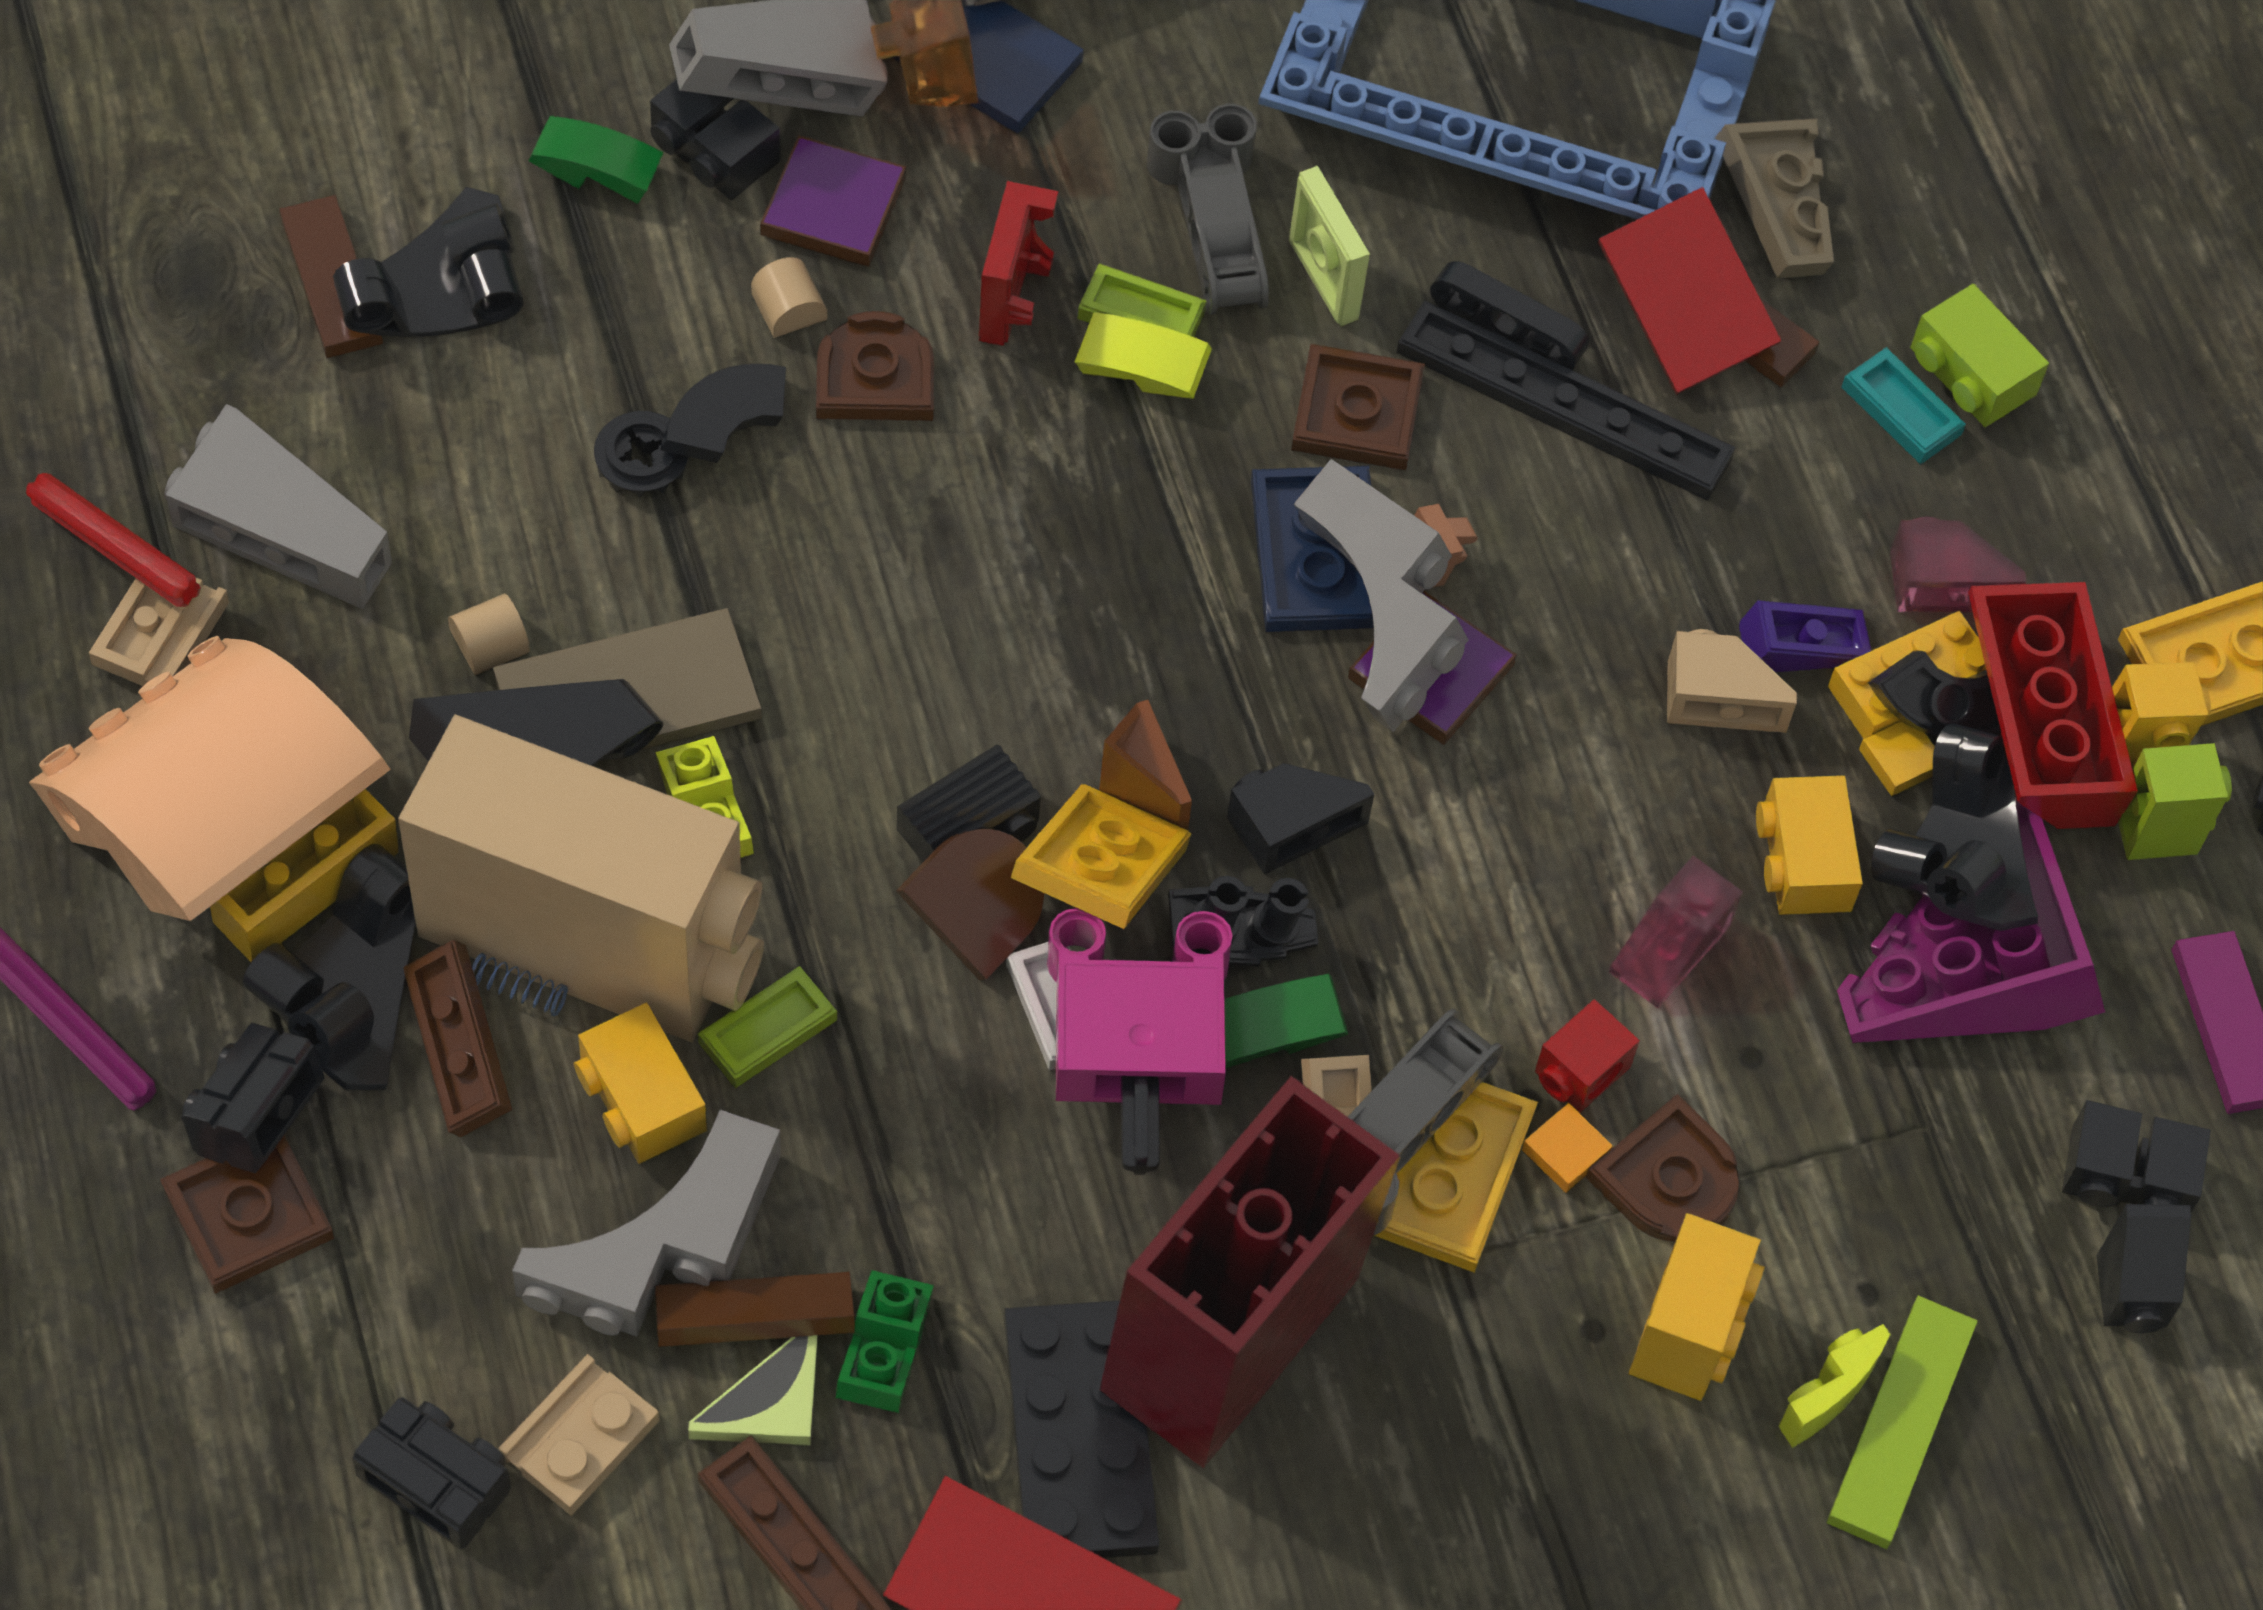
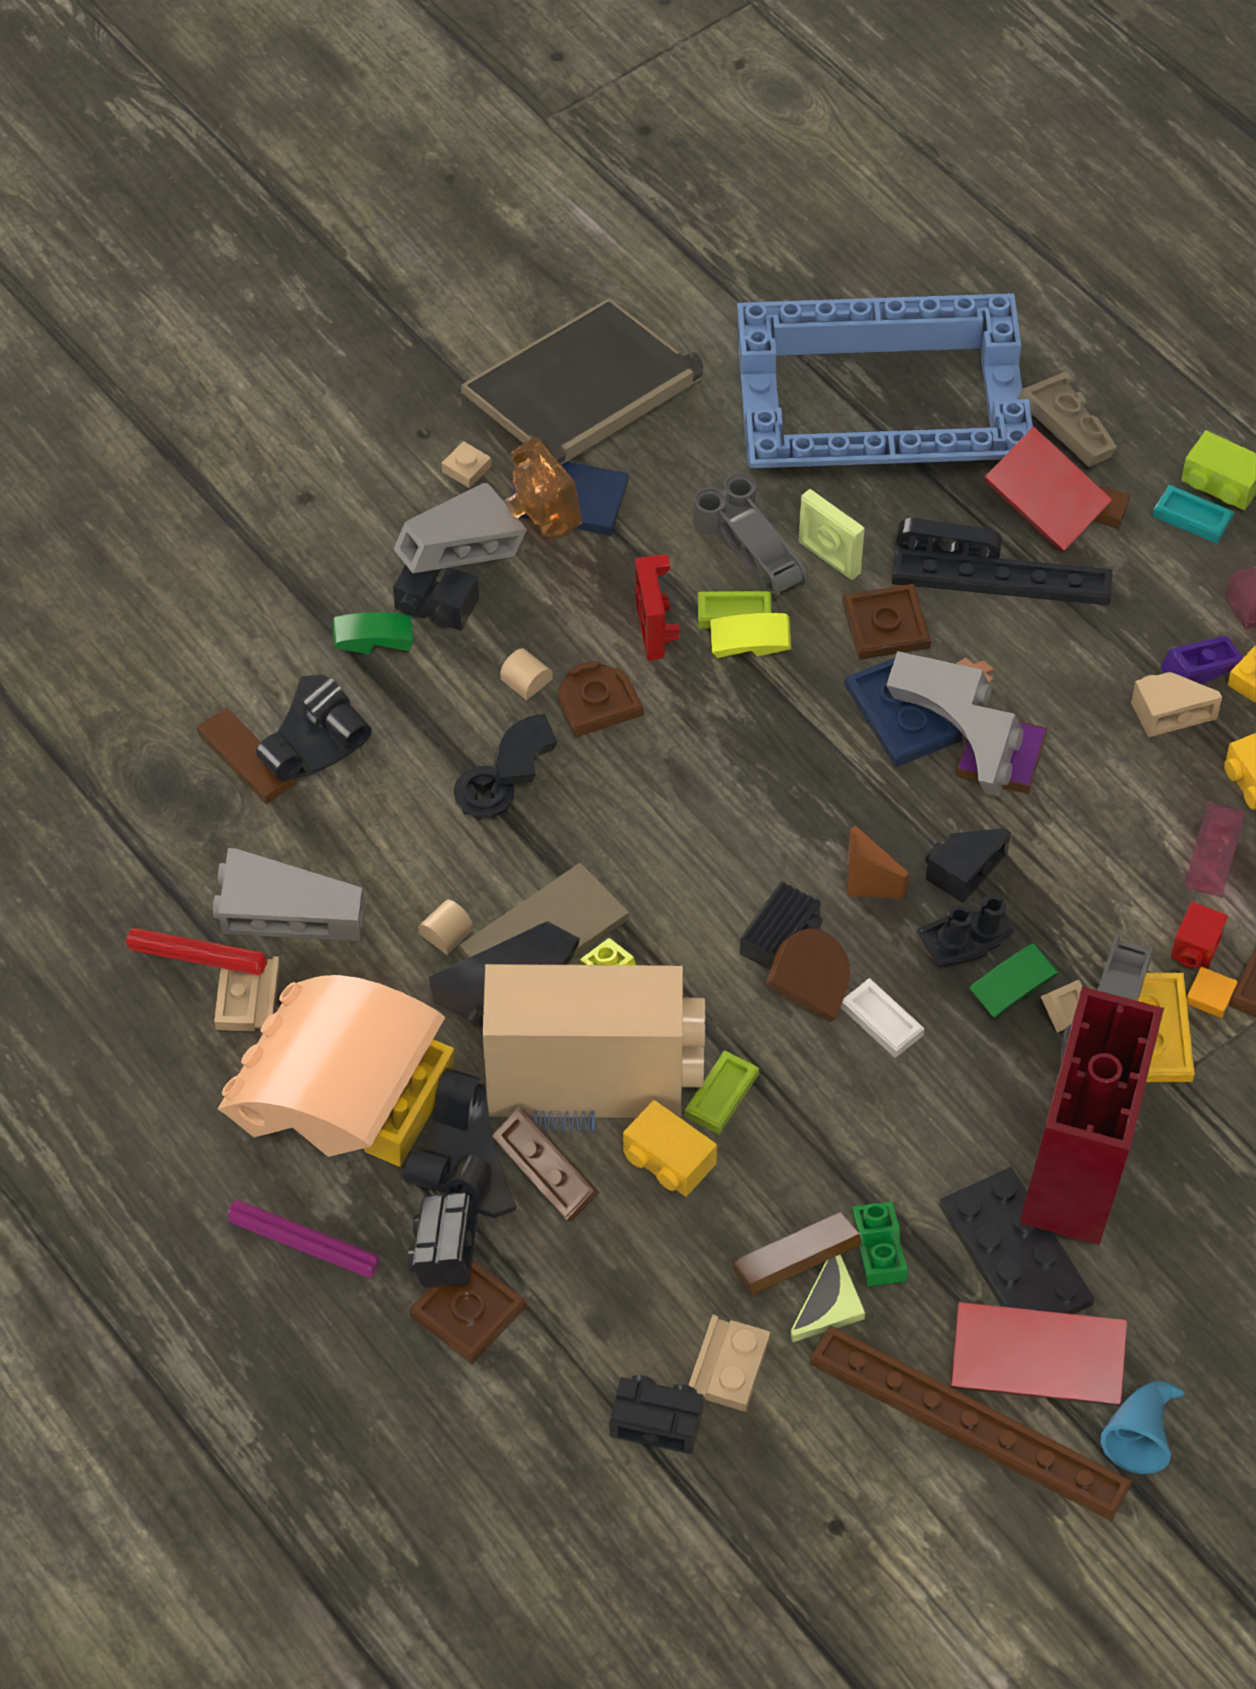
camera: 15 degrees left, 5 degrees down
(690, 1231) = (738, 1224): light grey arch -> none
(833, 200) = (523, 609): dark purple tile -> none
(1101, 855) = (873, 922): yellow tile -> none
(1139, 1026) = (944, 1009): dark pink piece -> none

